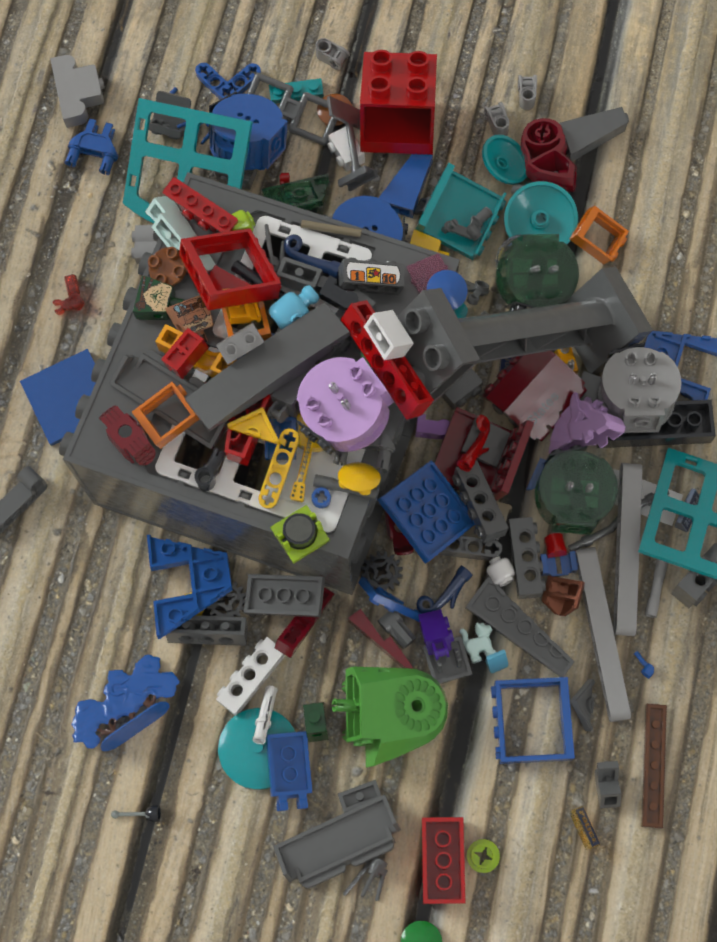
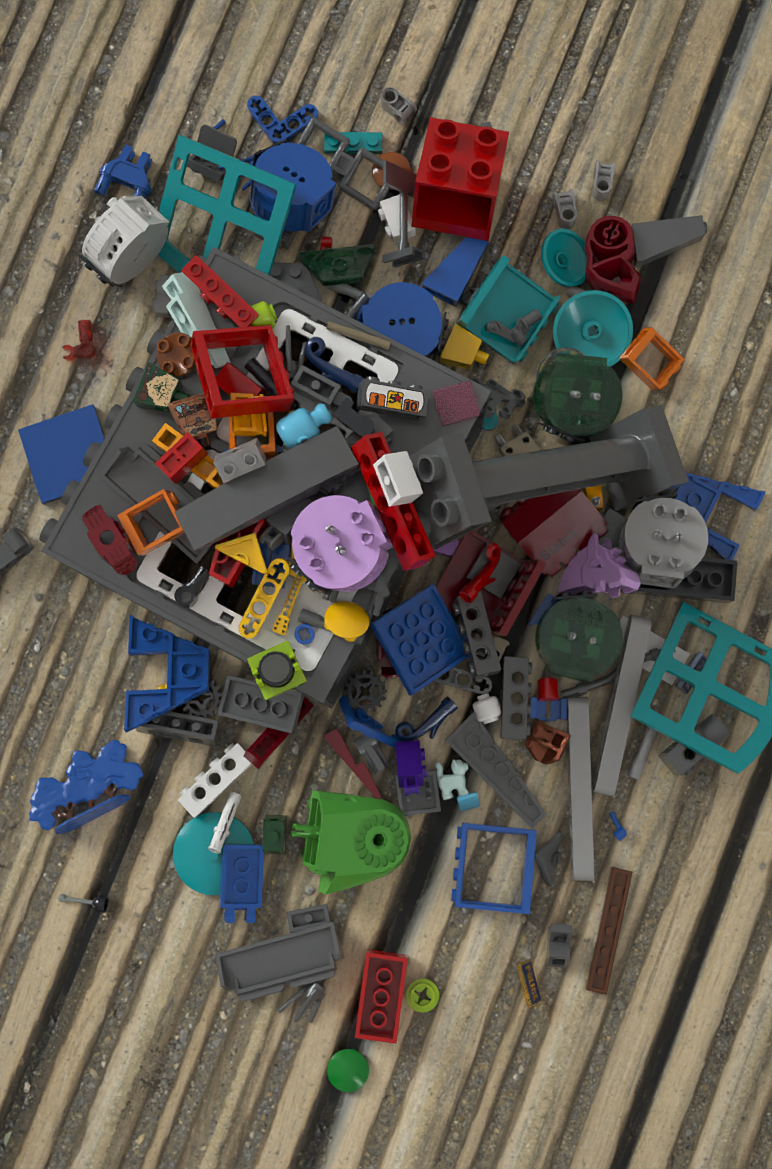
camera: 10 degrees right, 10 degrees up
(76, 89) = (115, 106): light grey brick -> none
(100, 197) = (124, 240): none -> white piece
(452, 286) = (473, 422): blue dish -> none

